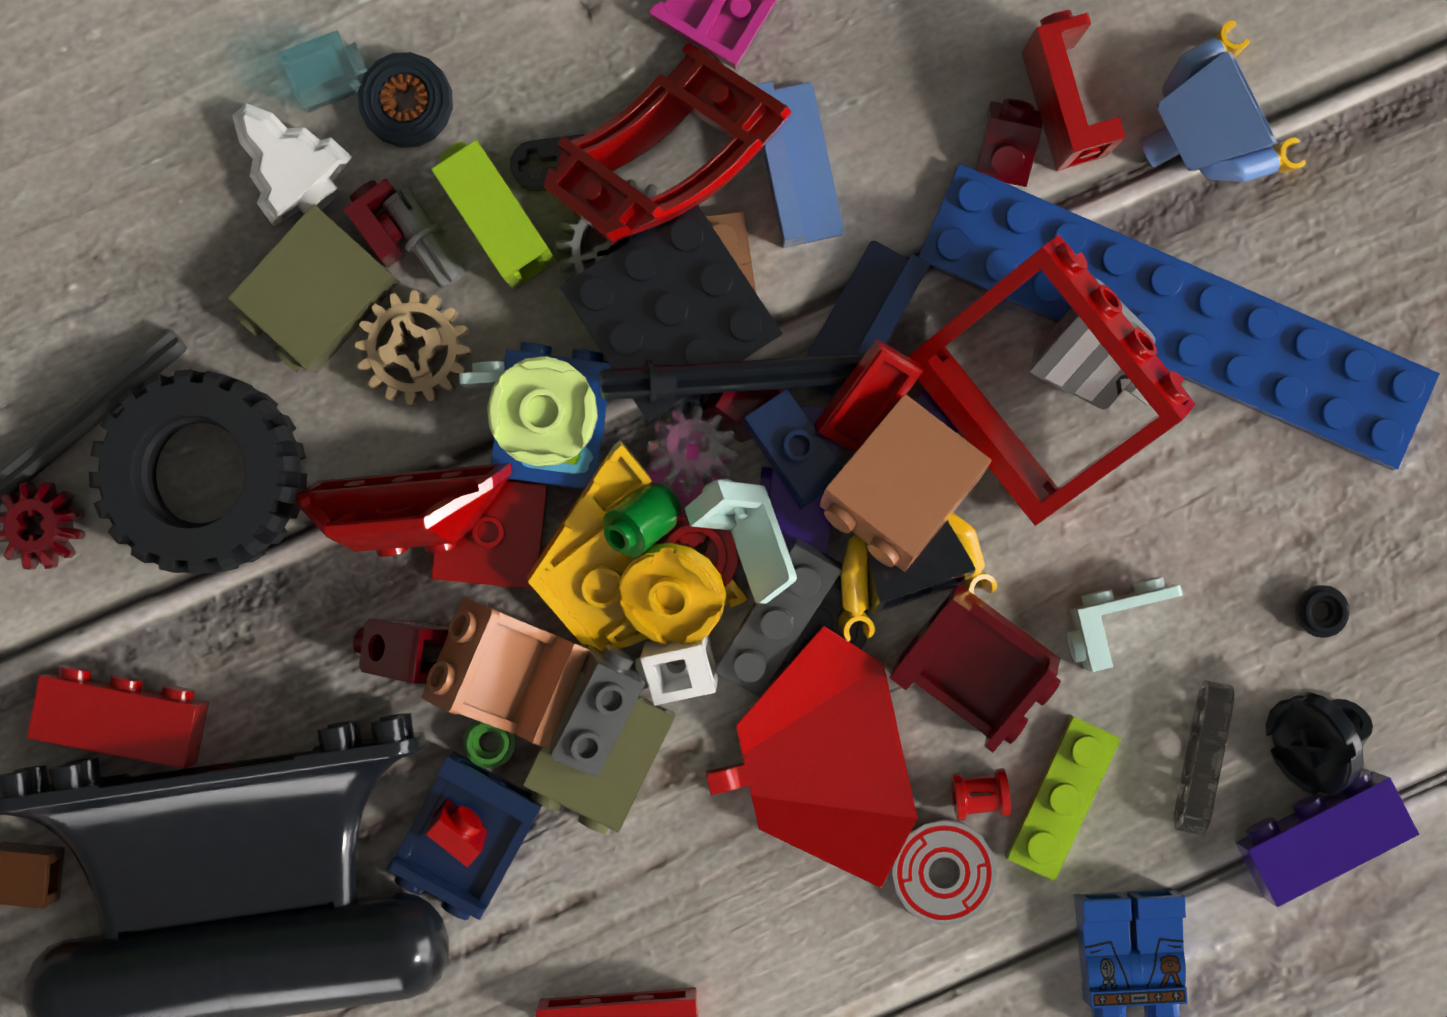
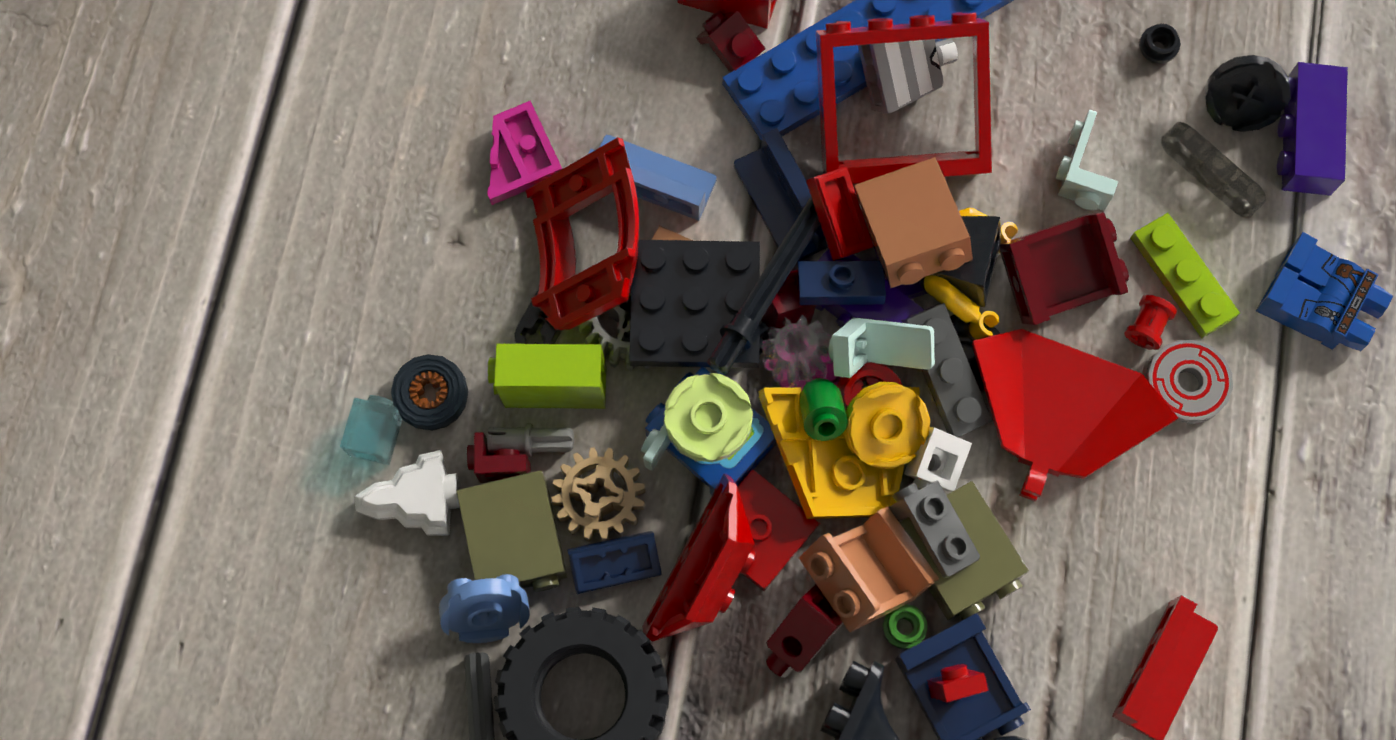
camera: 55 degrees left, 15 degrees down
(216, 316) = (483, 608): none -> medium blue plate
(356, 411) = (614, 562): none -> dark blue plate

